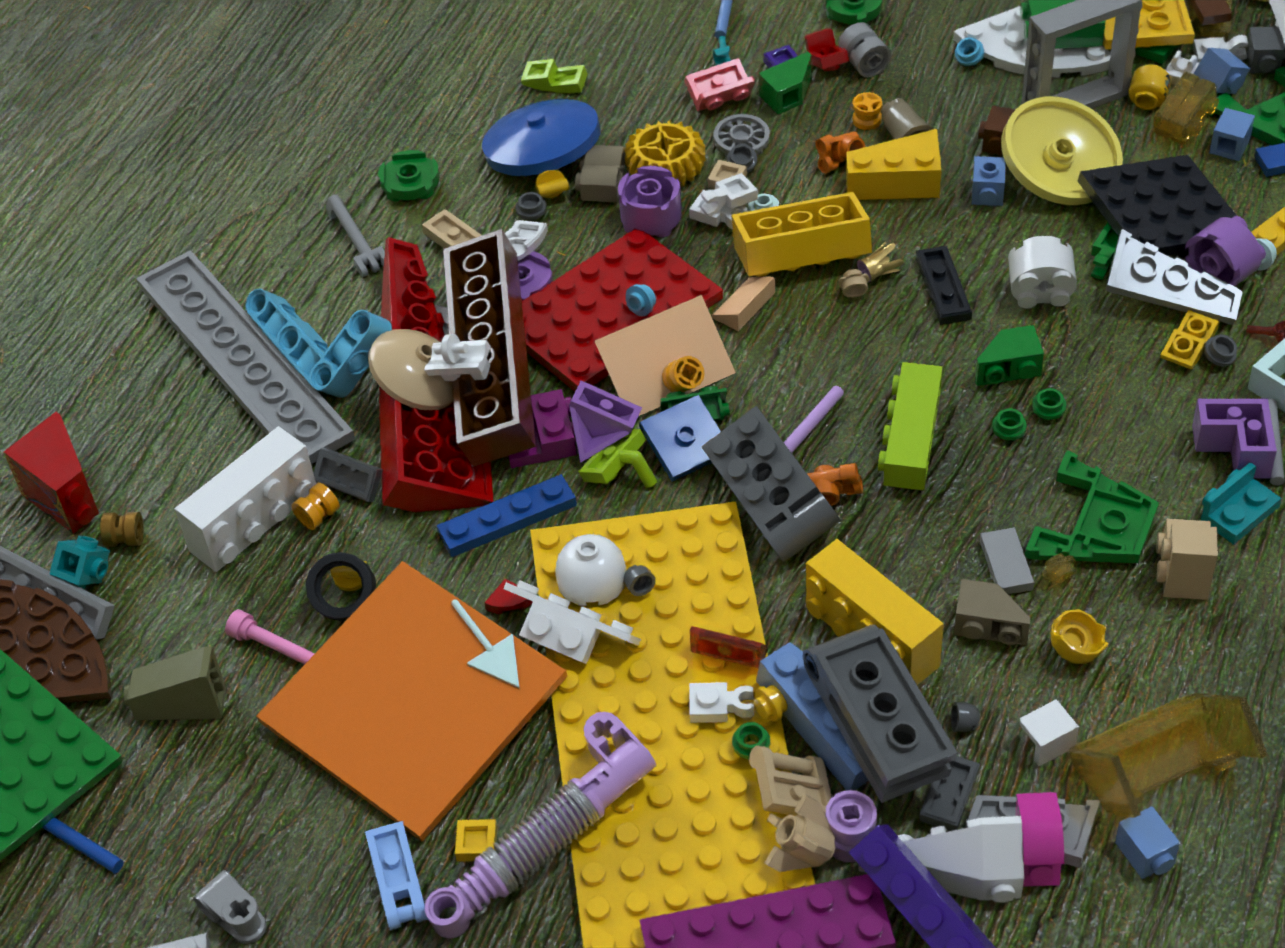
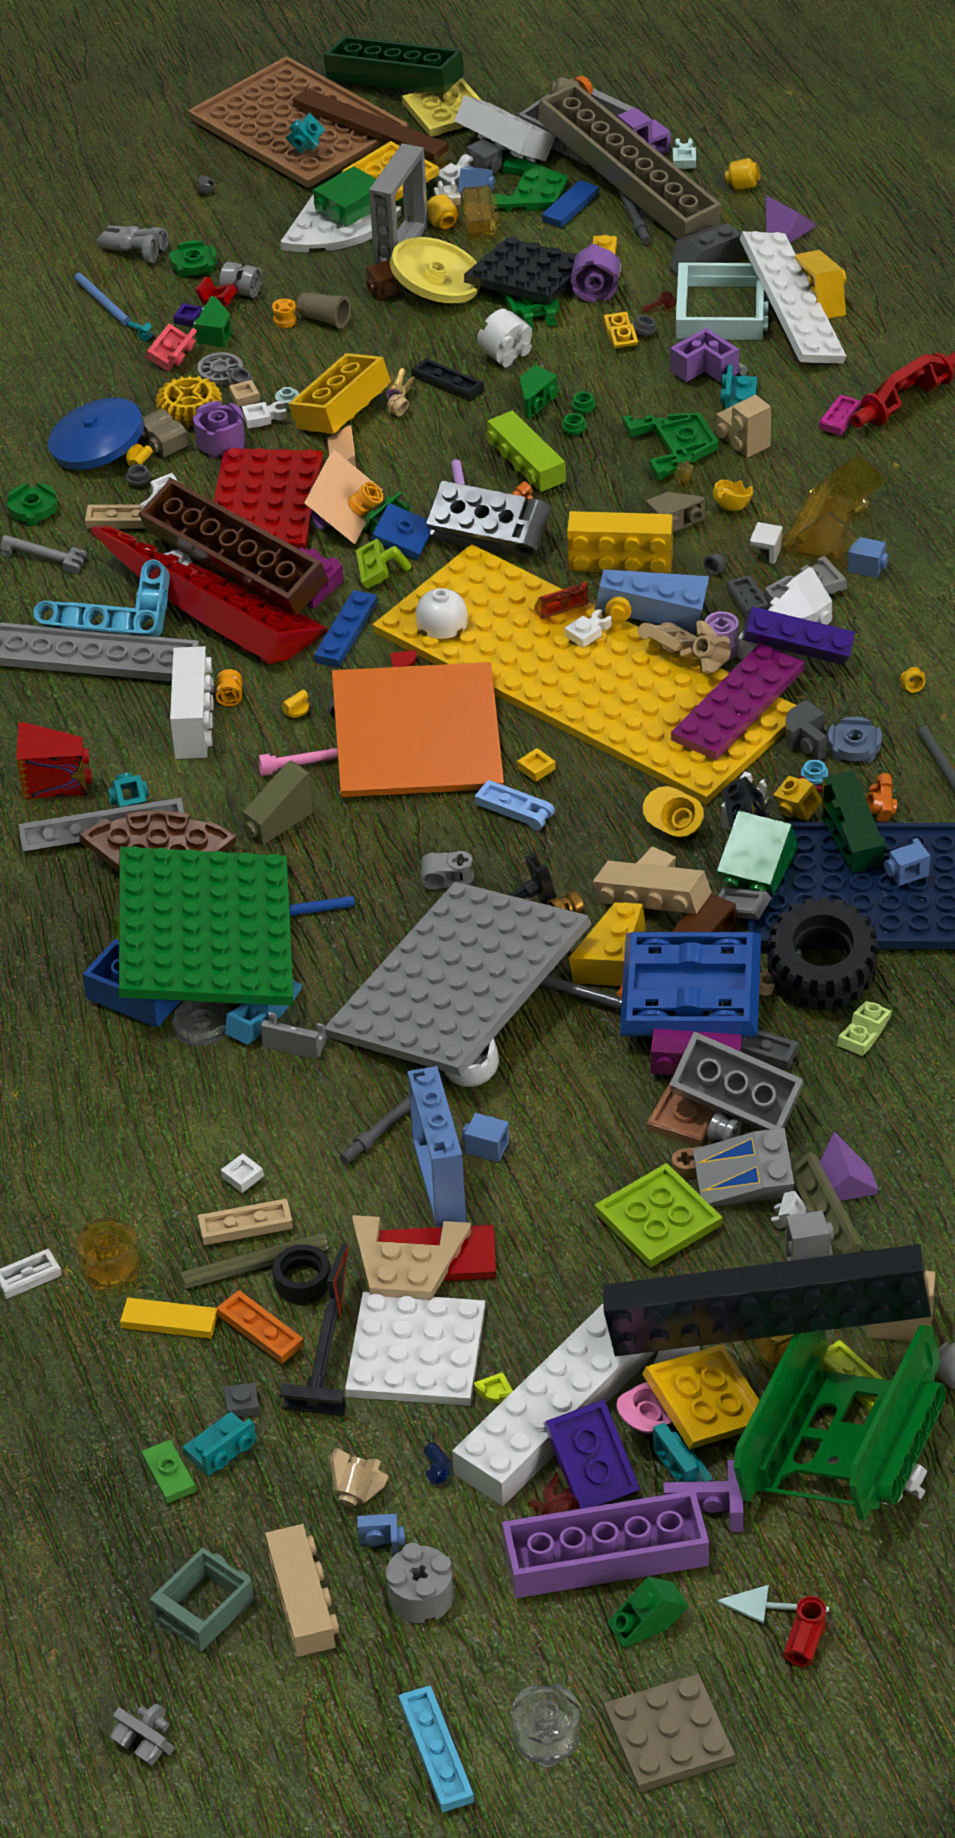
camera: 45 degrees left, 5 degrees down
(122, 529) = (127, 763): pearl gold wheel -> none
(321, 567) = (299, 723): black tyre -> none
(347, 474) = (234, 658): dark grey plate -> none
(398, 367) = (207, 579): tan dish -> none
(459, 357) = (242, 551): white hips -> none
(497, 659) = (445, 680): light aqua piece -> none
(547, 77) = (54, 400): lime slope -> none
(563, 629) = (464, 645): white bracket -> none
(576, 806) = (579, 676): lavender piece -> none
(599, 419) = (347, 546): medium lavender slope -> none
(639, 580) = (474, 602): dark grey hinge -> none
(640, 299) = (290, 470): medium azure plate -> none
(731, 192) = (266, 395): white plate -> none
(749, 732) = (627, 631): green plate -> none
(833, 149) = (296, 341): orange plate -> none
(880, 712) = (689, 565): dark grey hinge -> none
(896, 168) = (348, 330): yellow wedge -> none
(969, 45) = (305, 243): medium azure plate -> none
(988, 181) = (409, 310): medium blue brick -> none
(1006, 560) = (647, 484): light grey tile -> none
(1041, 838) = (827, 572): dark pink brick -> none
(1153, 277) = (579, 305): wing -> none
(1232, 134) = (520, 212): medium blue brick -> none

